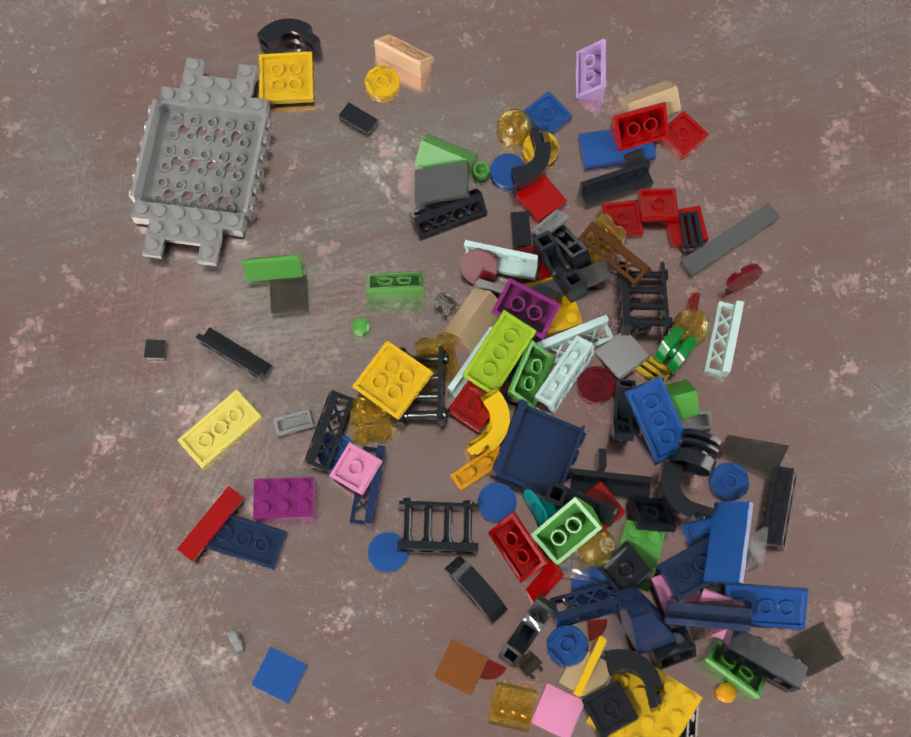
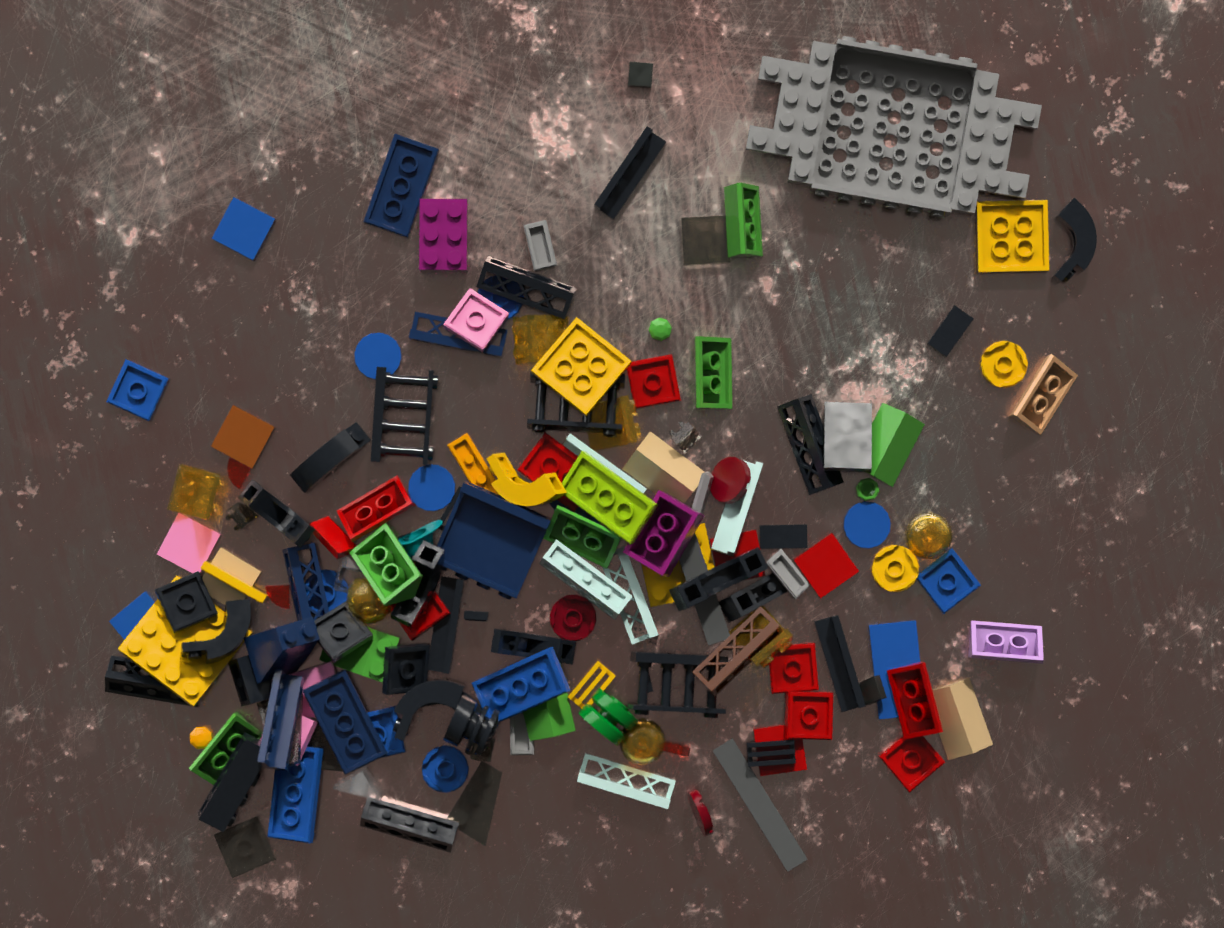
camera: 95 degrees right, 15 degrees up
(210, 524) = (418, 148): red tile -> none
(219, 429) = (536, 156): light yellow tile -> none
(235, 640) = (283, 178): light grey tile -> none
(402, 328) = (653, 381): none -> red tile
(530, 173) = (859, 558): black arch -> none
(567, 645) = (260, 560): blue tile -> none
(622, 355) = (607, 652): light grey tile -> none
(728, 542) = (365, 753): blue tile -> none

